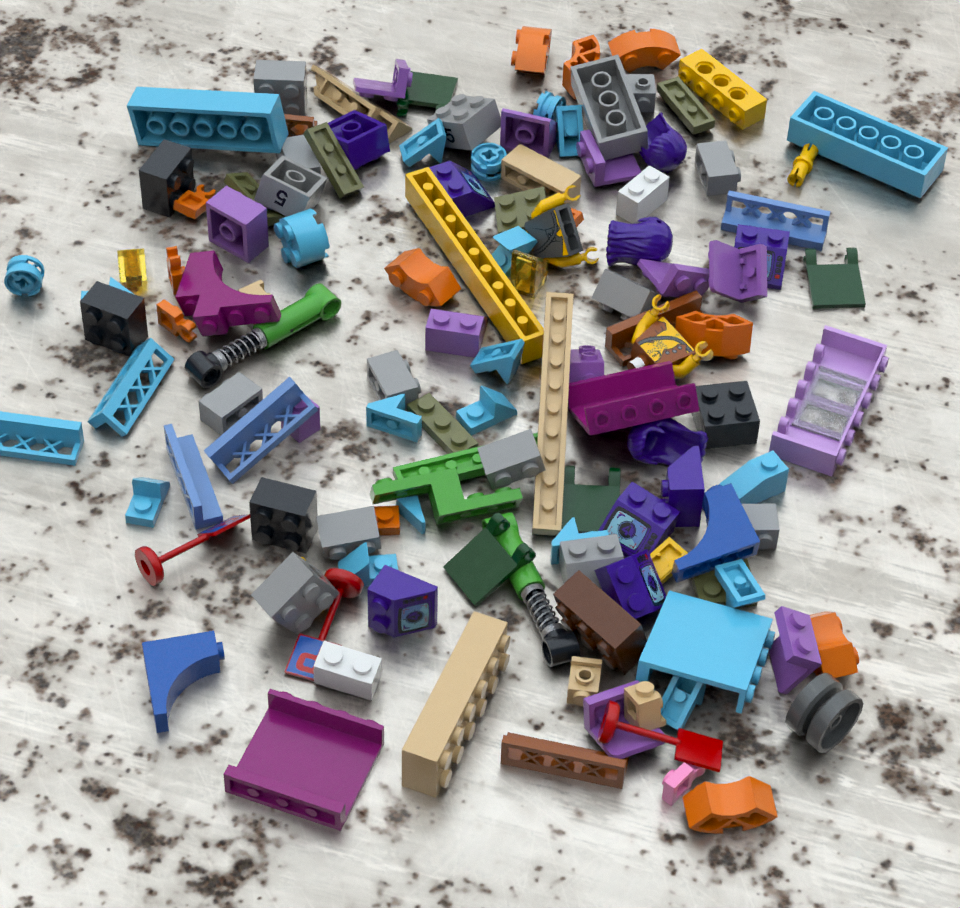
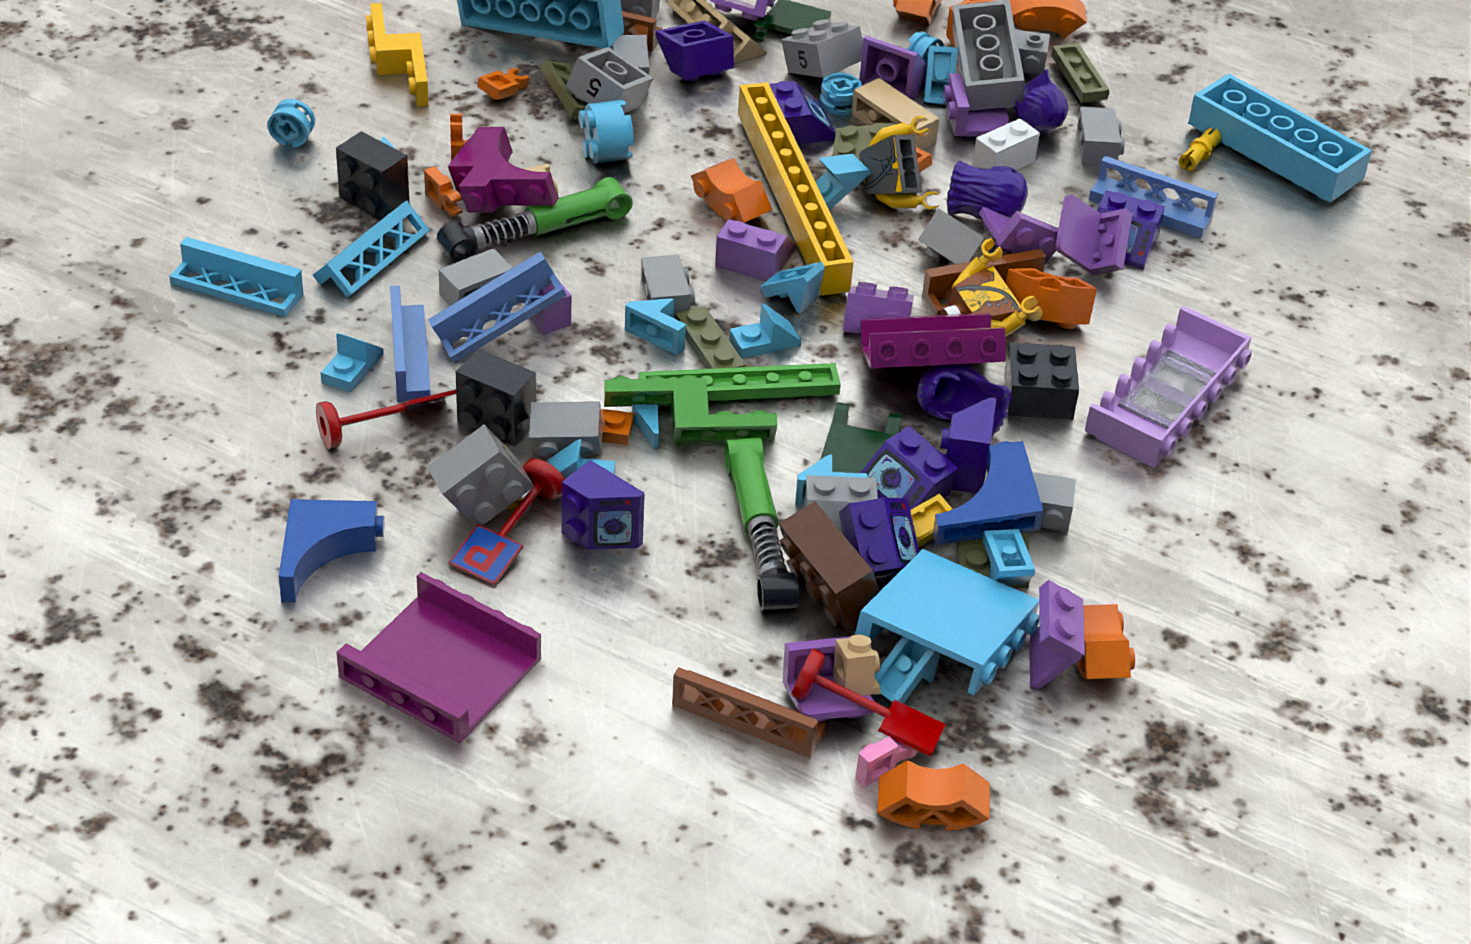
camera: 10 degrees right, 5 degrees down
(94, 187) = (397, 54): none -> yellow bracket
(132, 267) = (412, 131): clear yellow slope -> none
(166, 177) = (475, 51): black brick -> none
(237, 224) = (539, 107): medium lavender brick -> none
(333, 160) = (665, 63): olive plate -> none
(347, 670) = (518, 570): white brick -> none
(427, 141) = (777, 61): medium azure slope -> none
(455, 704) = (630, 626): tan brick -> none
(485, 563) = (717, 485): dark green flag -> none
(511, 459) = (774, 381): light grey brick -> none
(528, 273) = (852, 203): clear yellow slope -> none
(553, 413) = (836, 345): tan plate -> none
(583, 679) = (796, 624): tan brick -> none
(722, 89) = (1126, 62): yellow brick -> none
(759, 478) = (1065, 452): medium azure slope -> none
(824, 712) = (1075, 711): dark grey wheel -> none
(834, 283) = (1208, 272): dark green flag -> none

